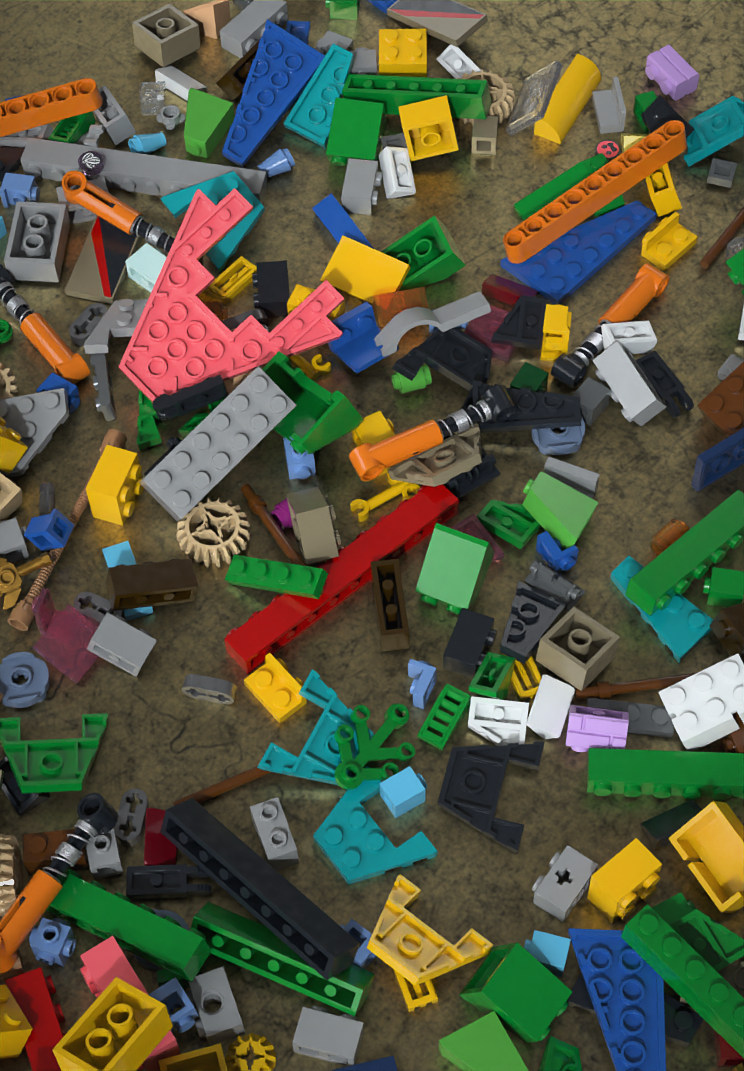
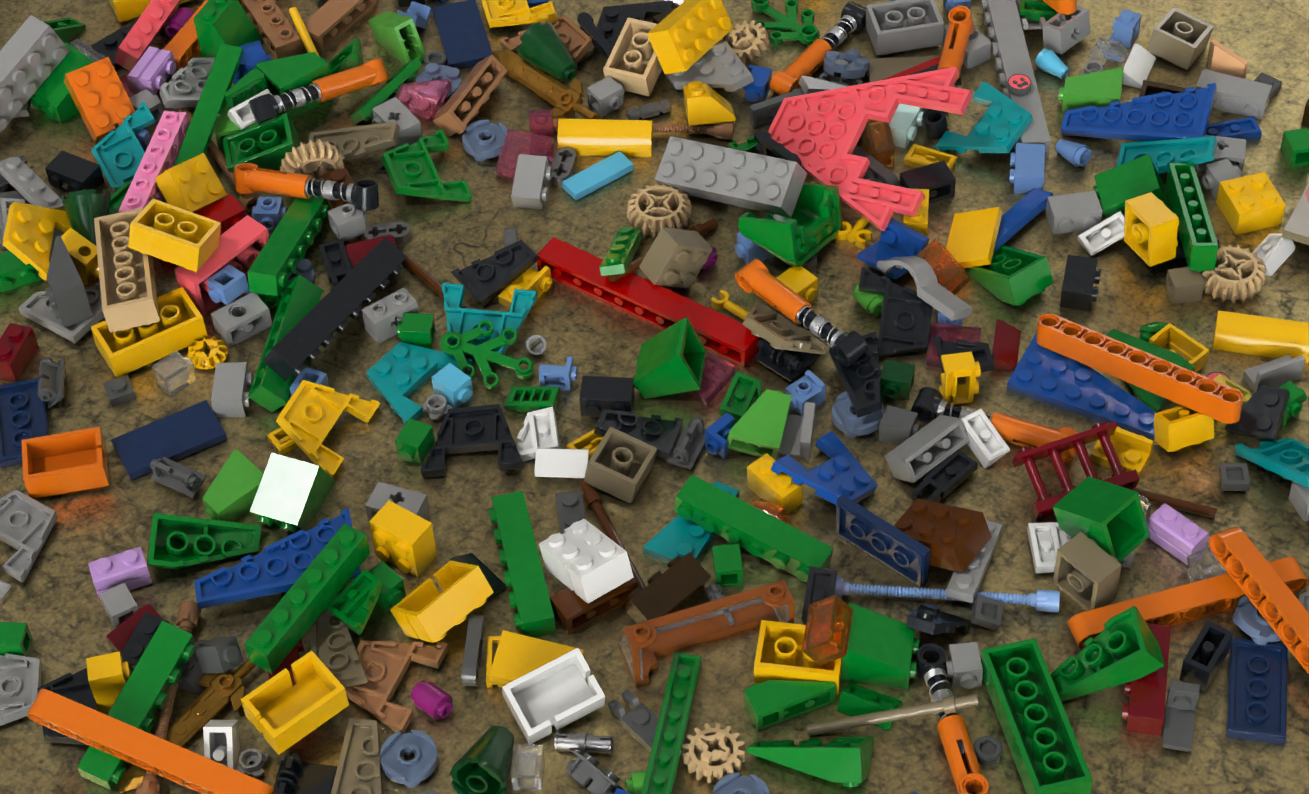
camera: 75 degrees right, 10 degrees down
(49, 530) = (618, 108): blue brick -> none
(67, 308) = (849, 64): none -> sand blue plate
(77, 449) = (705, 105): none -> yellow slope
(79, 554) = (606, 137): none -> yellow brick
(91, 163) = (998, 28): tile -> none
(115, 485) = (672, 122): yellow brick -> none
(128, 72) = (1126, 28): none -> medium blue brick
(151, 584) = (591, 183): dark brown brick -> none
(181, 171) = (1019, 84): none -> tile
(249, 710) = (492, 275): none -> black wing
(287, 203) = (1028, 167): none -> medium blue brick
(306, 812) = (417, 329): none -> green brick
(367, 696) = (539, 347): none -> light grey hinge
(390, 605) = (621, 332): dark brown brick -> none
(423, 808) = (436, 406): none -> light grey plate
(454, 209) = (1079, 282): none -> black brick
(473, 847) = (414, 441): none -> green brick
(493, 676) = (571, 415): green slope -> none
(519, 465) = (806, 389): none -> medium blue brick
(527, 175) = (1149, 329): none -> green arm
(534, 98) = (1246, 305): clear tile -> none
(549, 951) = (330, 503): medium azure brick -> none
(561, 157) = (1182, 344): none -> yellow window
(596, 728) = (546, 496): lavender brick -> none
(635, 521) = (773, 487): none -> yellow brick
(645, 462) = (834, 477): none -> blue wing
(719, 284) = (1101, 431): none -> dark red fence

